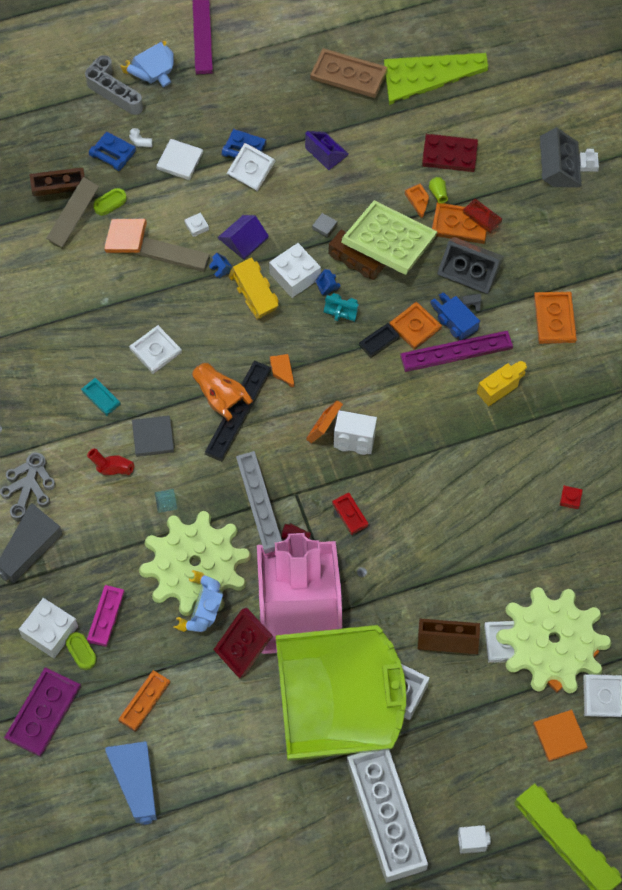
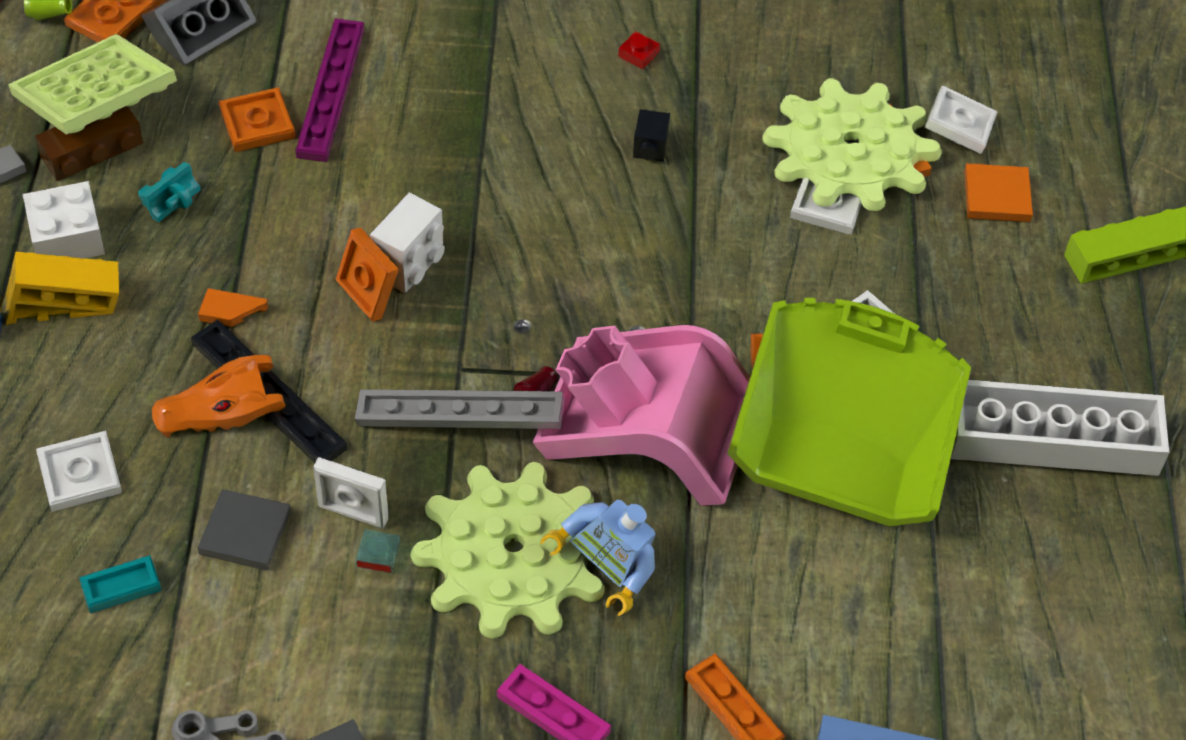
camera: 70 degrees left, 10 degrees down
(111, 464) = (267, 605): red arm -> none
(184, 471) = (351, 492): none -> white tile
(243, 642) = (706, 510): dark red plate -> none
(326, 282) = (112, 194): blue tile -> none
(350, 513) = (535, 306): red plate -> none
(379, 340) = (254, 170): black tile -> none
(418, 198) = (40, 39): orange tile -> none
(448, 636) = (801, 253): reddish brown brick -> none
(456, 316) = (274, 64): blue hinge -> none
(473, 839) = (1127, 342): white brick -> none
(474, 299) = (260, 39): dark grey tile -> none
(501, 382) = (419, 52): yellow hinge -> none
(501, 527) = (651, 135): none -> black brick

